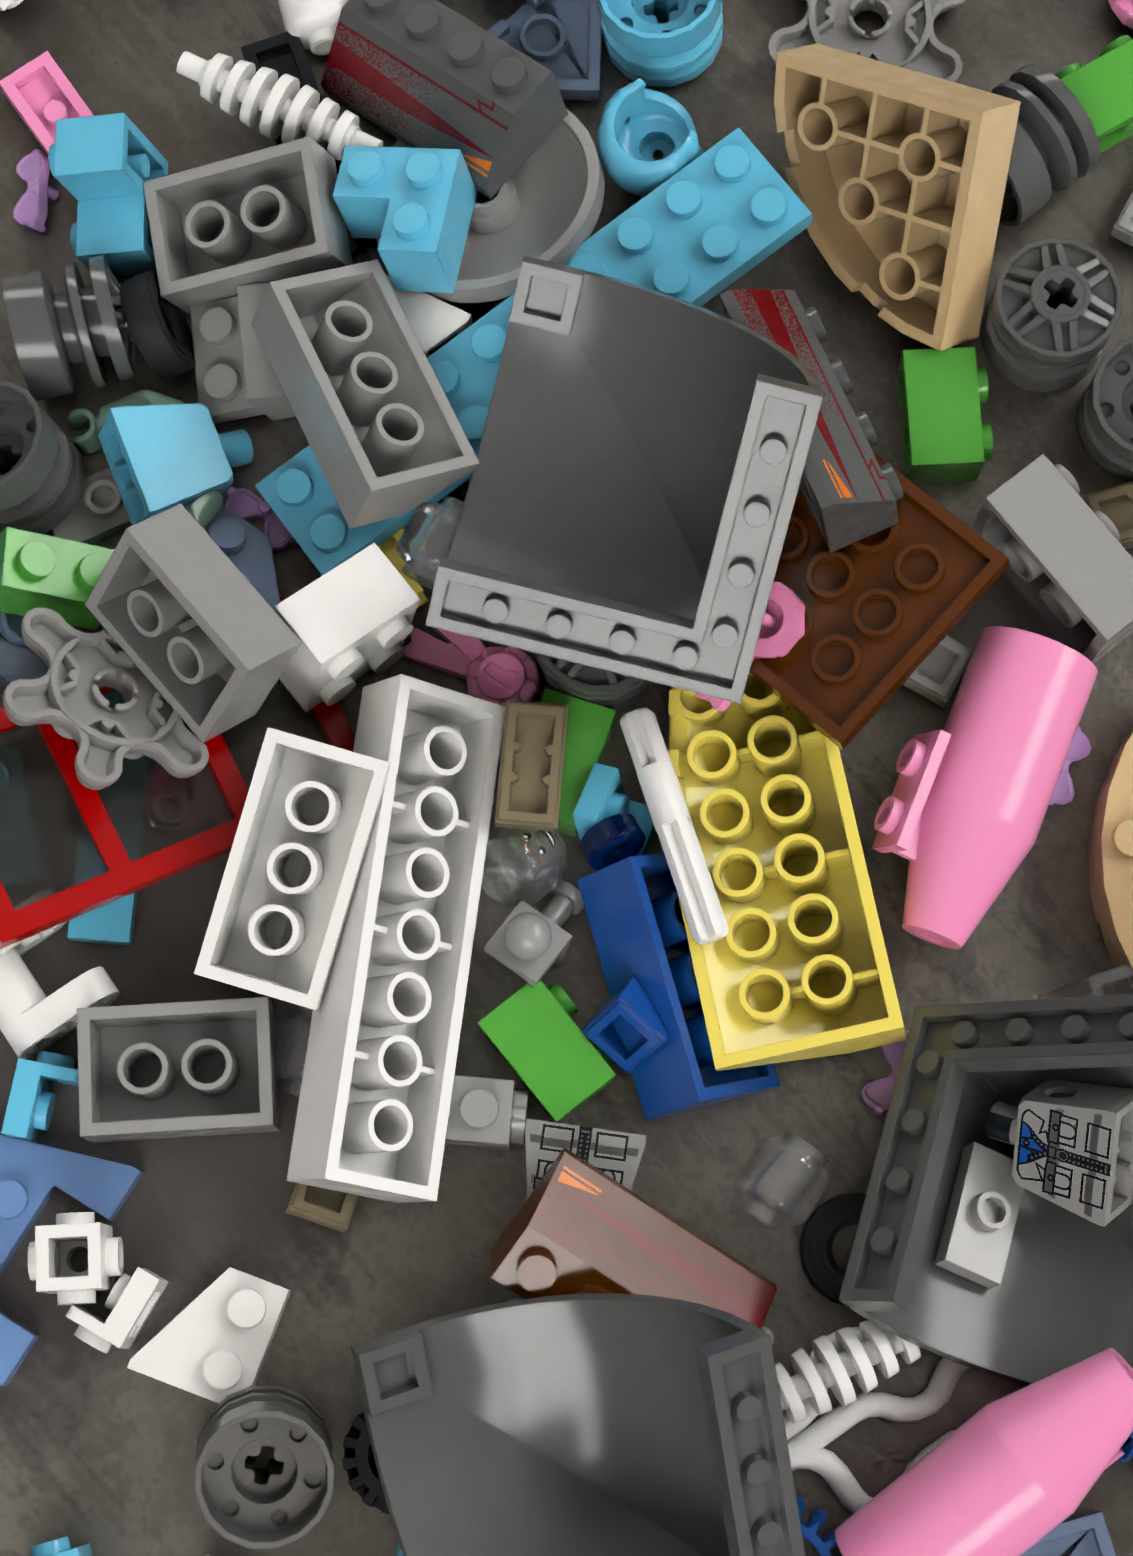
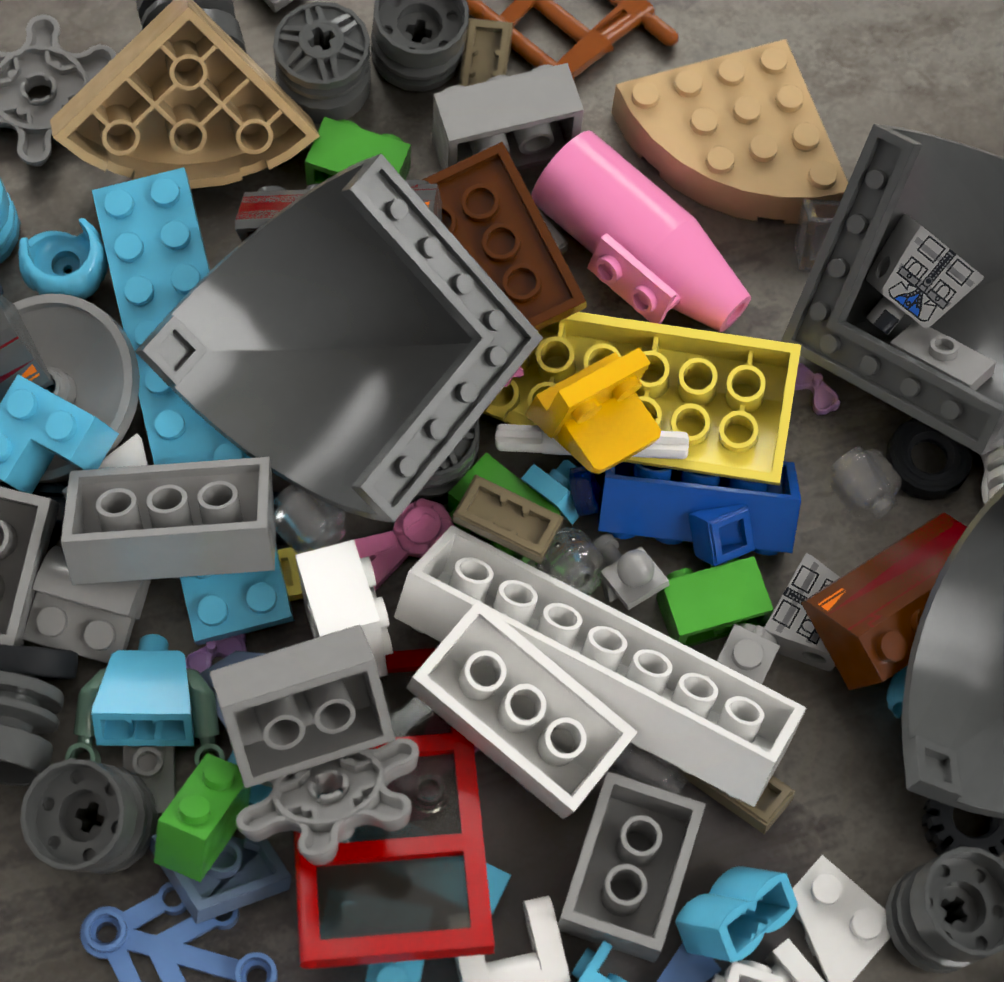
camera: 75 degrees left, 10 degrees down
(163, 1208) = (736, 913): none -> medium azure brick
(690, 813) = (599, 412): none -> yellow piece

